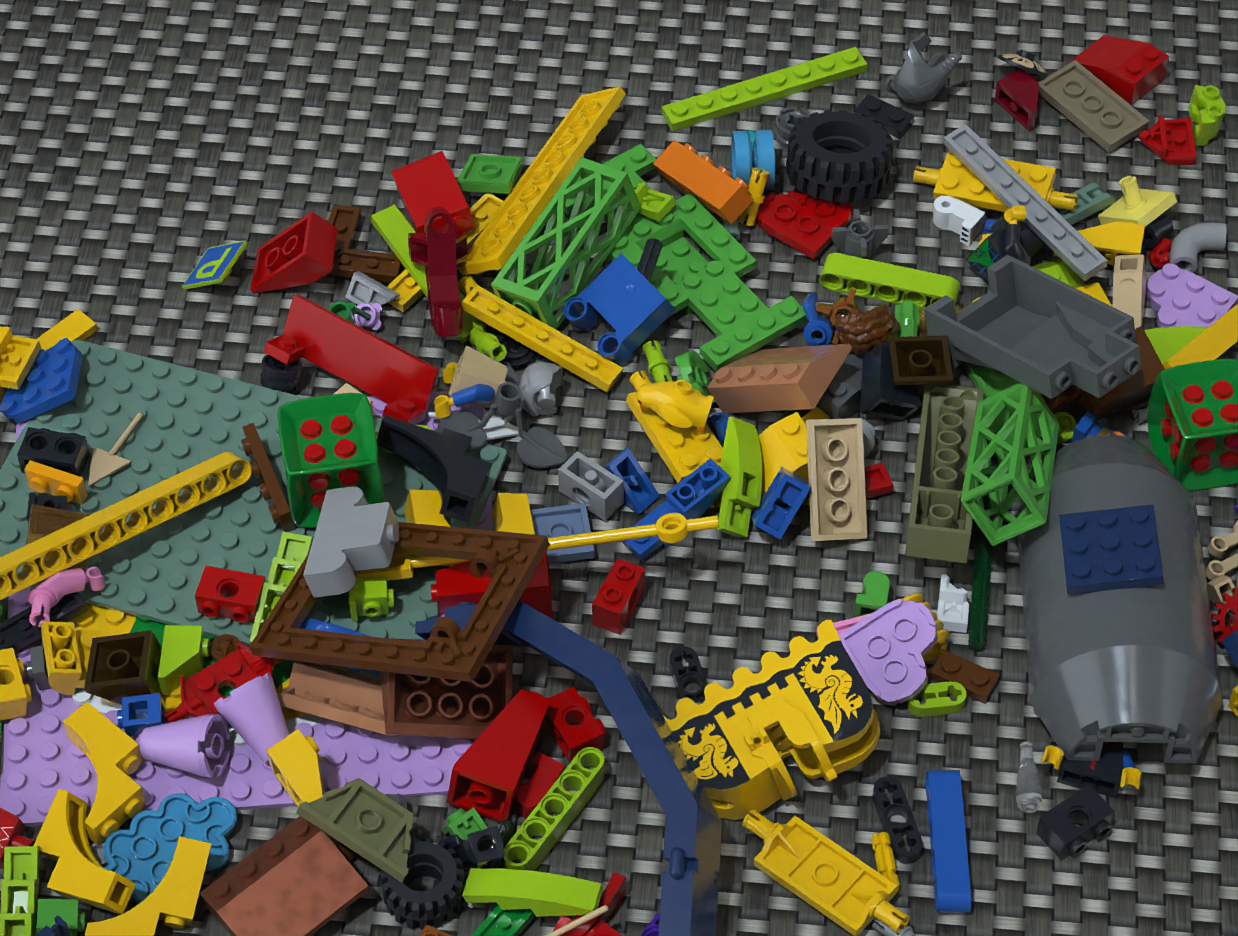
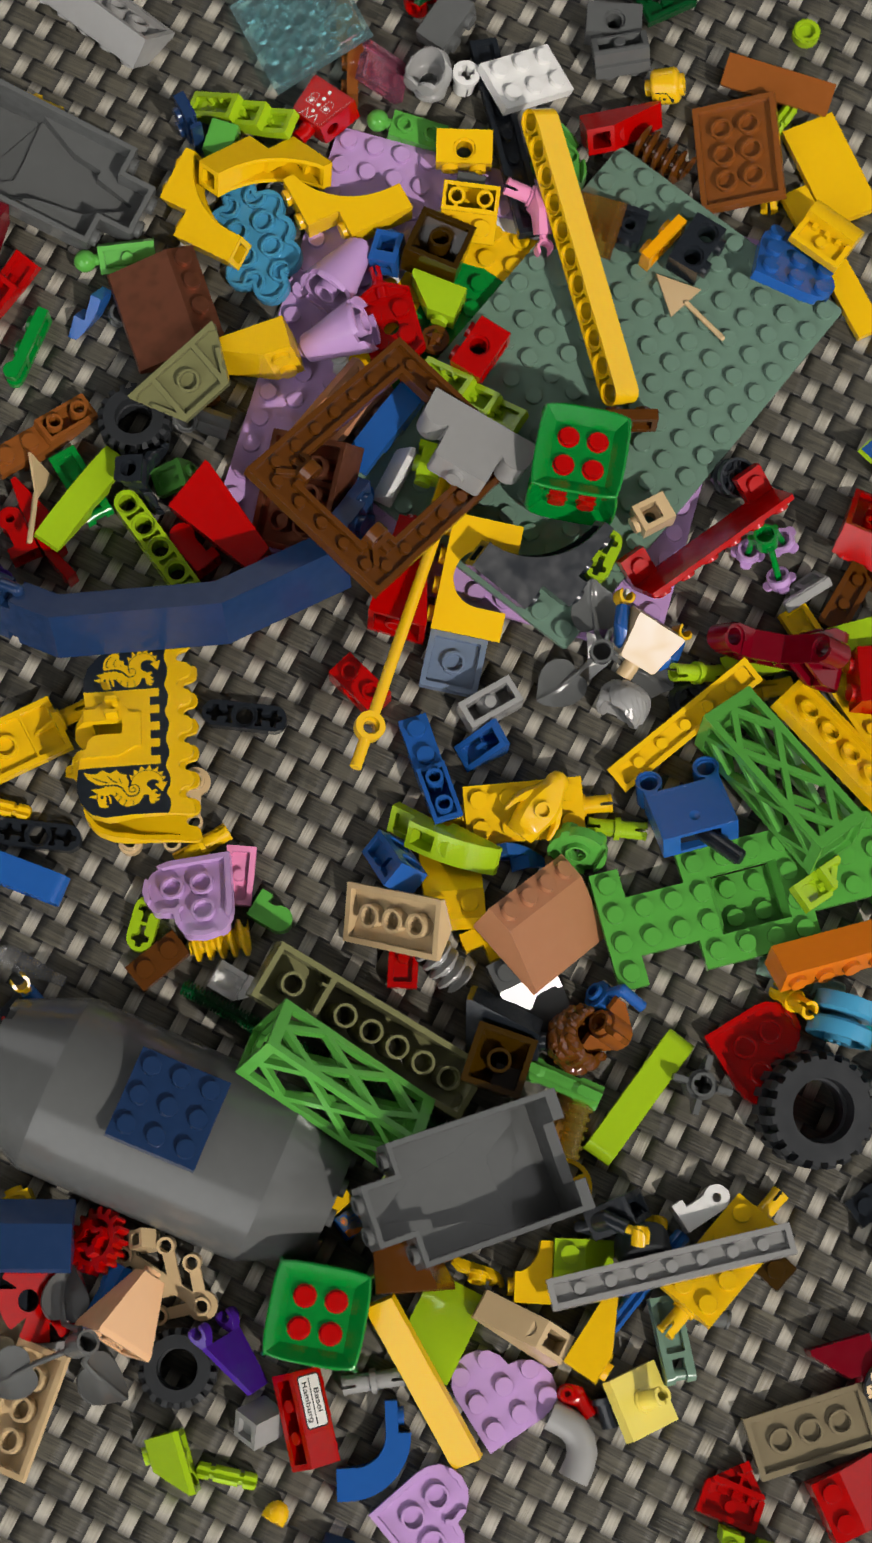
camera: 105 degrees right, 25 degrees up
(390, 621) = (395, 476): none -> white slope

